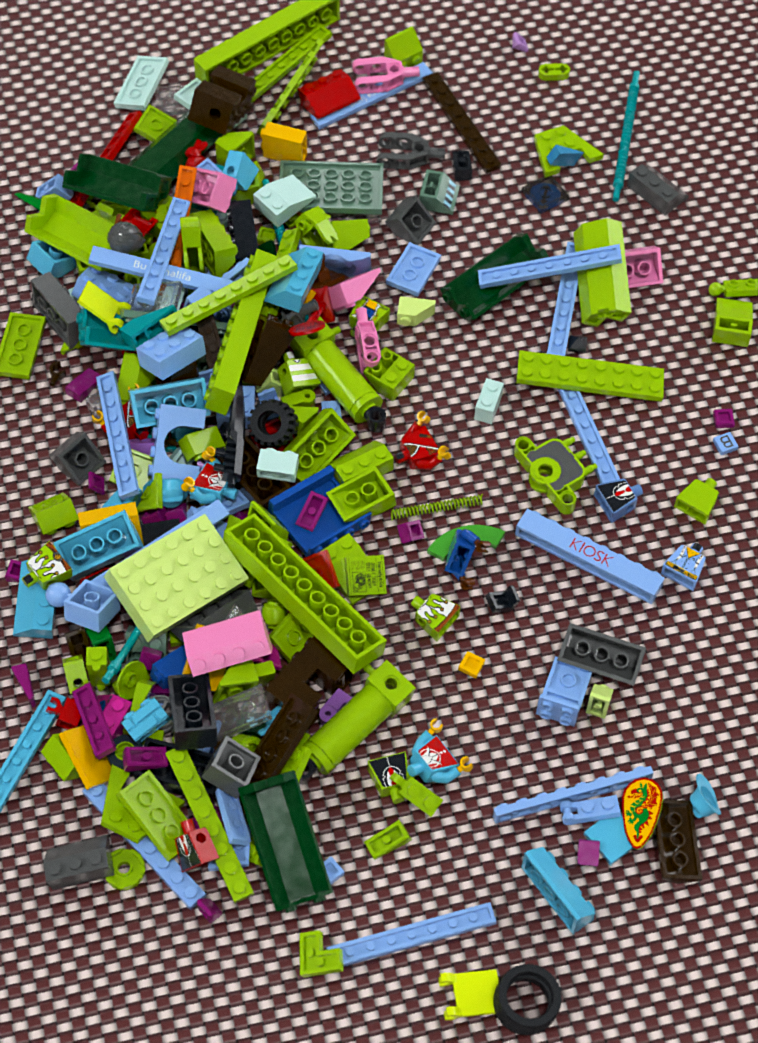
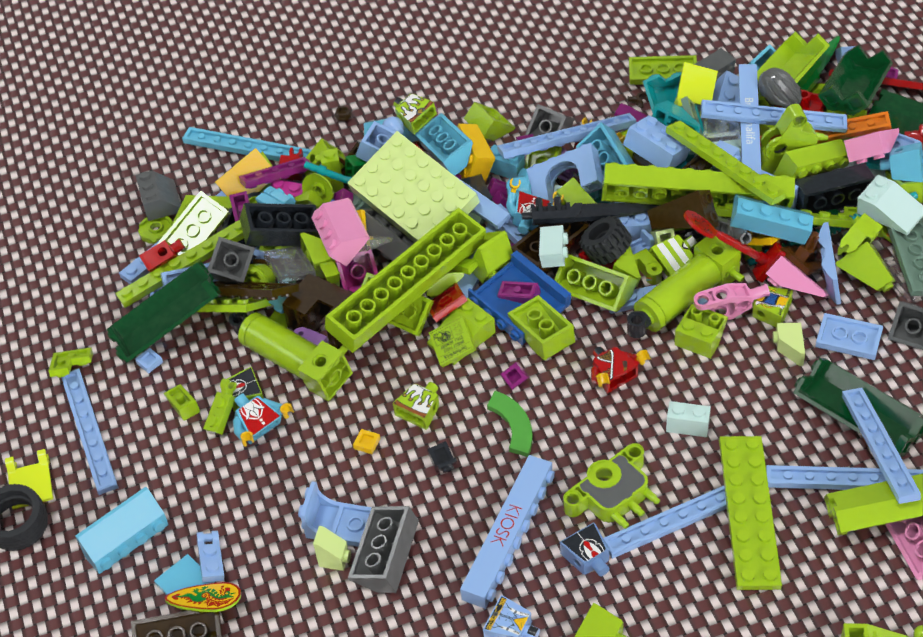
camera: 90 degrees right, 10 degrees down
(23, 678) = (324, 131): magenta slope -> none
(152, 496) = (512, 173): lime tile -> none
(209, 909) = (115, 283): magenta slope -> none
(361, 460) = (589, 327): lime slope -> none
(436, 506) = (545, 397): lime piece -> none
(460, 555) = (484, 408): blue torso -> none
(577, 344) = (796, 499): black slope -> none
(577, 793) = (231, 546): light blue plate -> none
(588, 852) = (162, 558): magenta slope -> none

